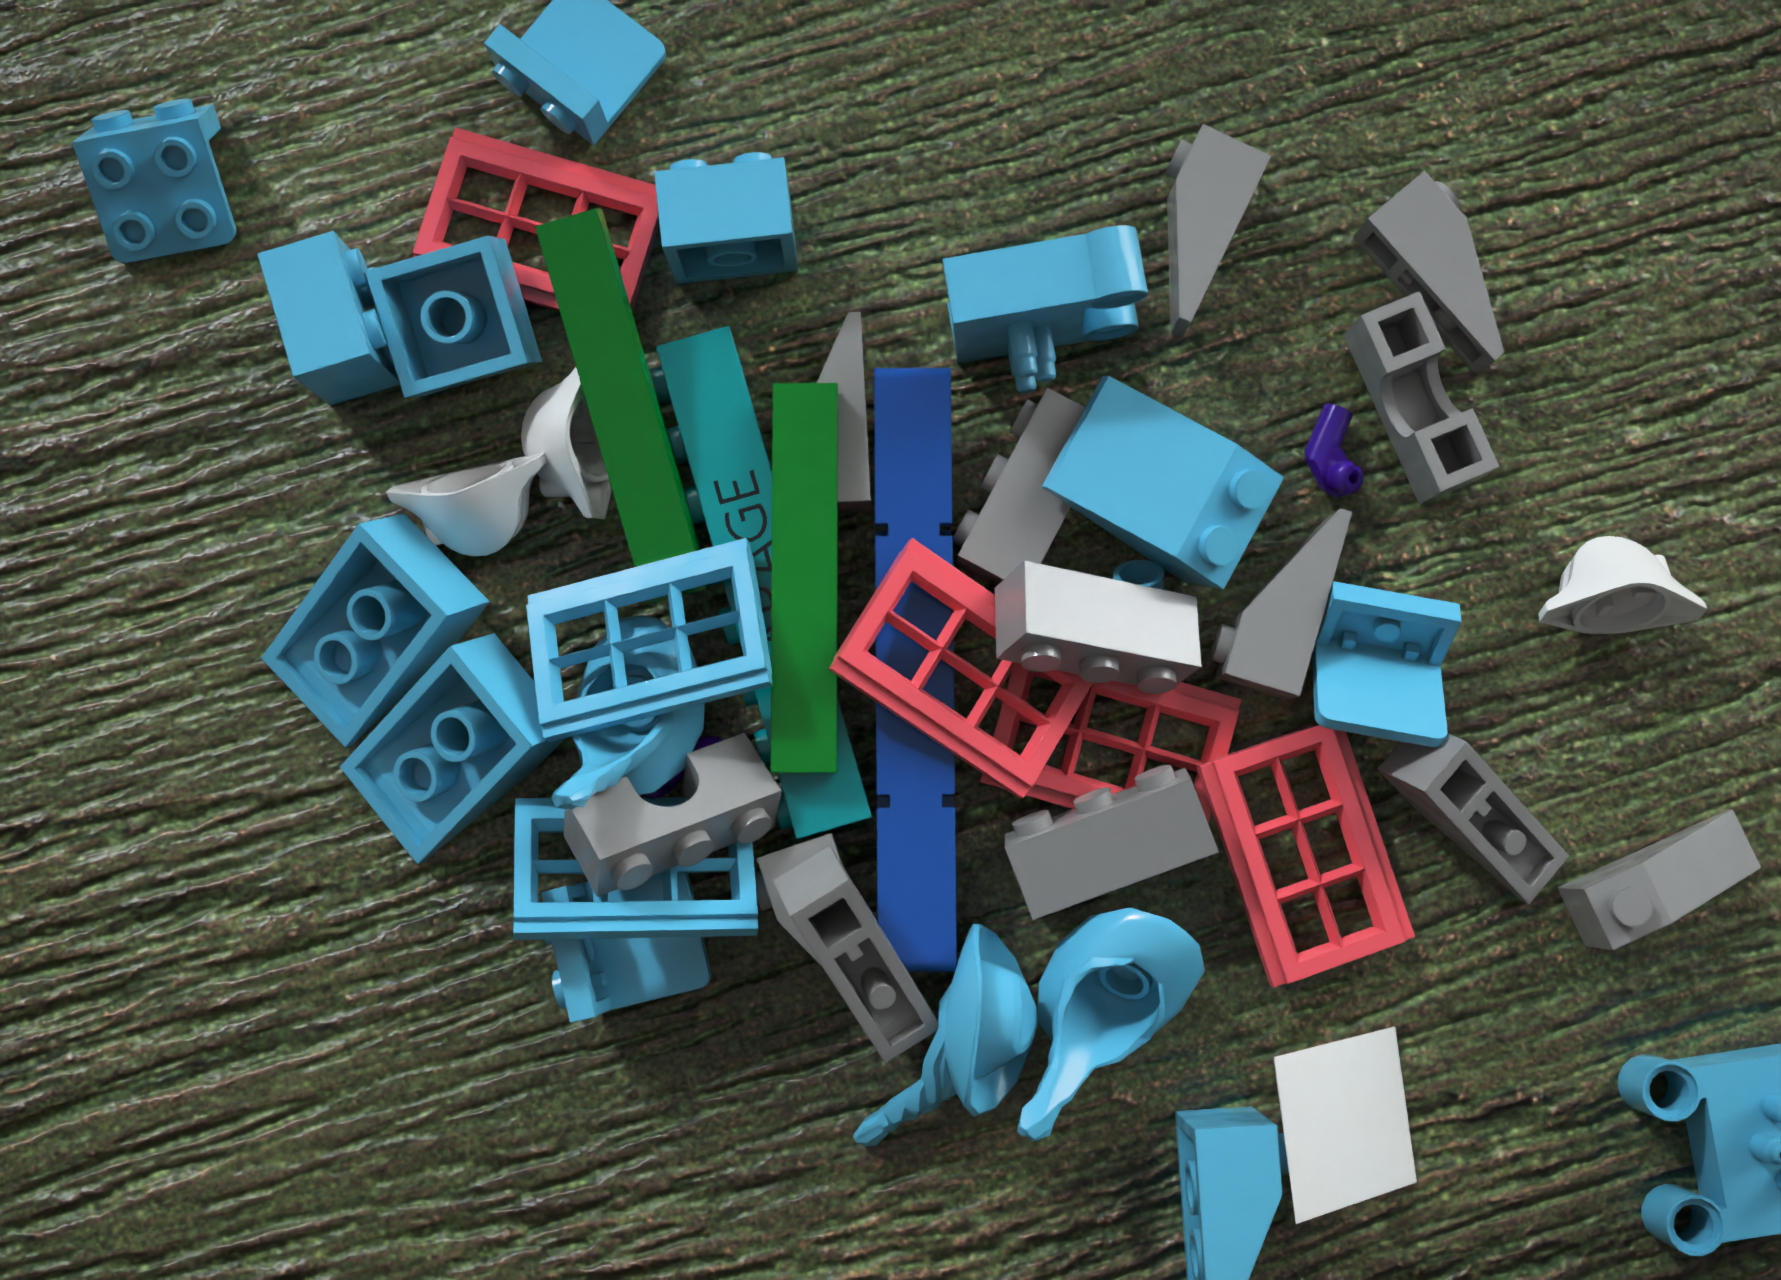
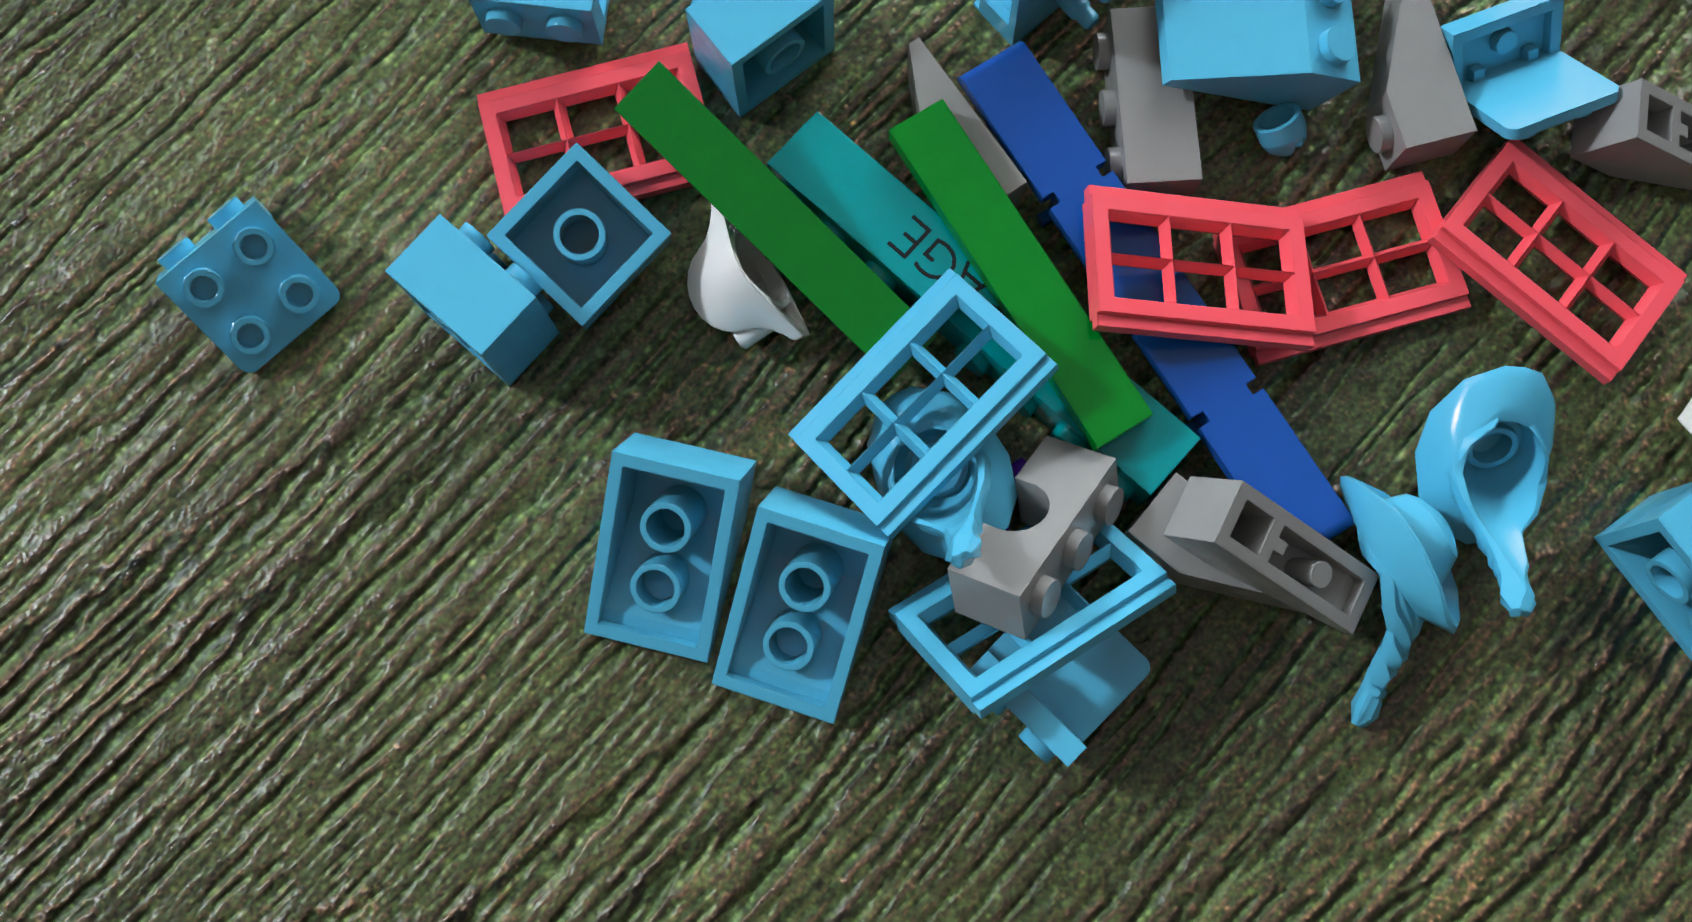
camera: 30 degrees left, 5 degrees down
(474, 507) = (694, 390): white hat -> none
(1096, 627) = (1281, 171): brick -> none
(1108, 841) = (1404, 340): light grey brick -> none

